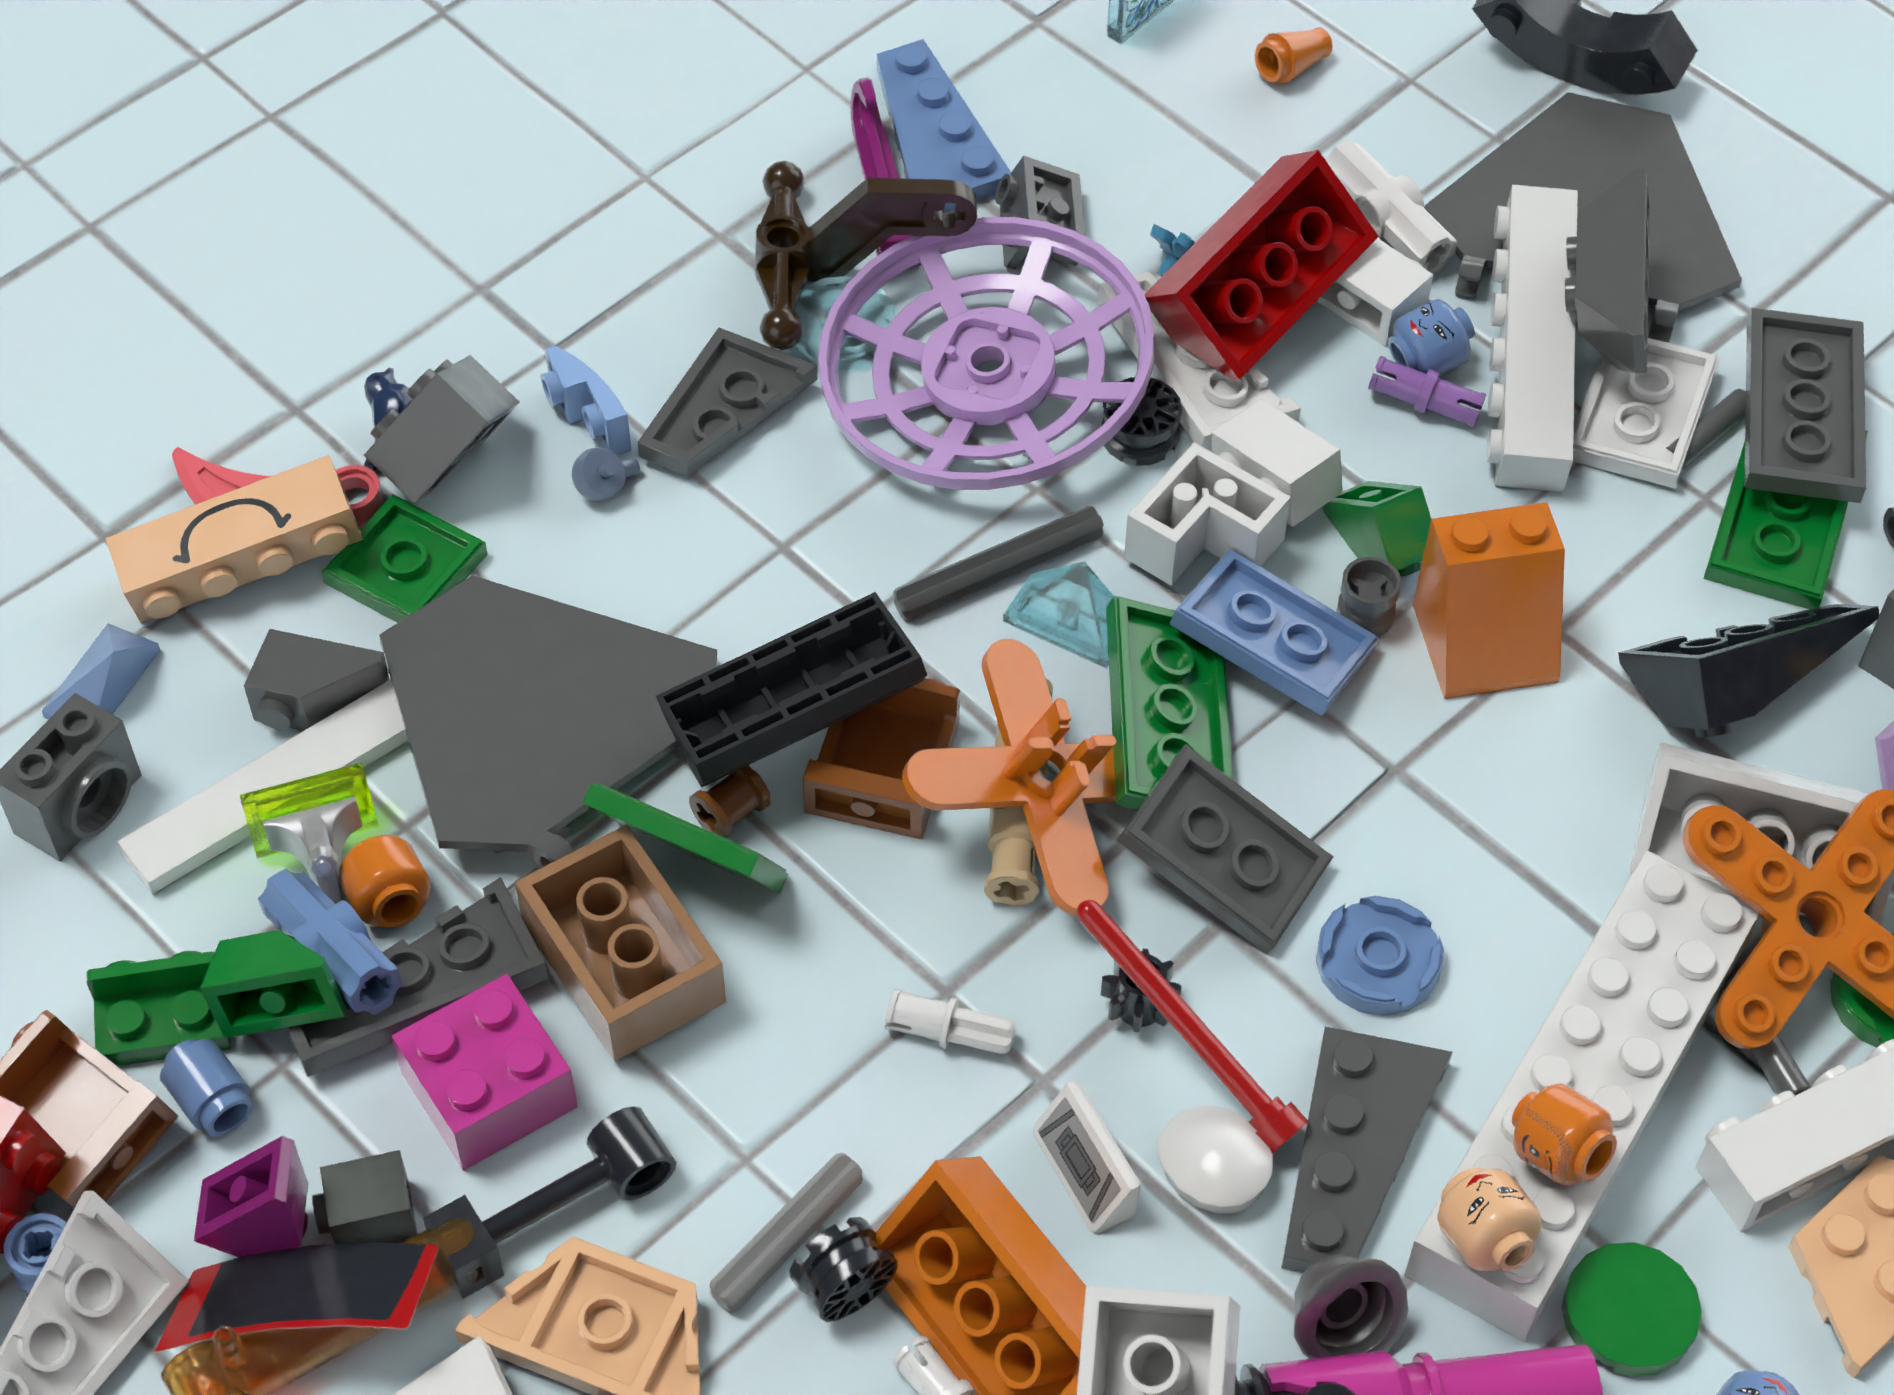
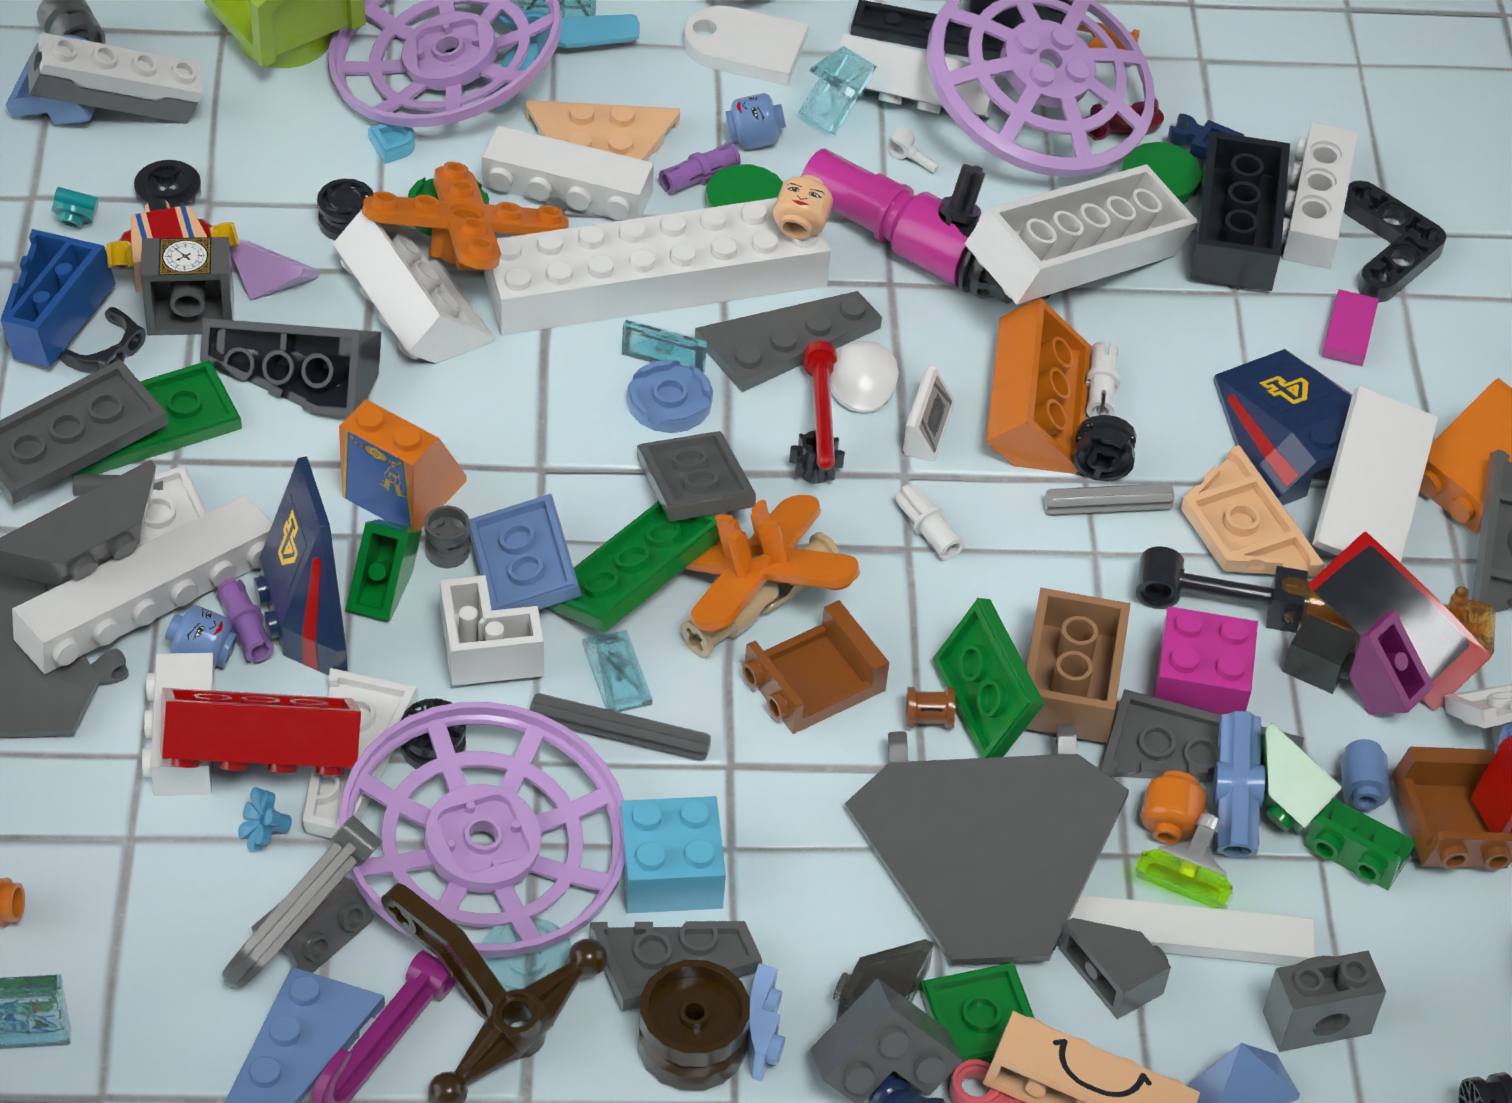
camera: 140 degrees left, 5 degrees down
(508, 500) = (897, 967): none -> clear smoke slope
(601, 473) = (802, 967): sand blue piece -> none
(635, 334) = (693, 1024): none -> dark brown wheel
(790, 688) = (858, 682): black piece -> none
(812, 468) = (672, 854): none -> medium azure brick
(1049, 205) = (351, 845): none -> piece
(1282, 455) = (400, 633): white brick -> none
(1349, 1307) = (884, 270): flat silver hat -> none
(1392, 206) = (95, 743): white piece -> none
(1415, 388) = (302, 578): none -> dark blue wedge
(1451, 1004) = (659, 344): none -> clear light blue slope
(1563, 1134) = (725, 208): orange head -> none
(1727, 1298) = (698, 168): none -> medium lavender pin

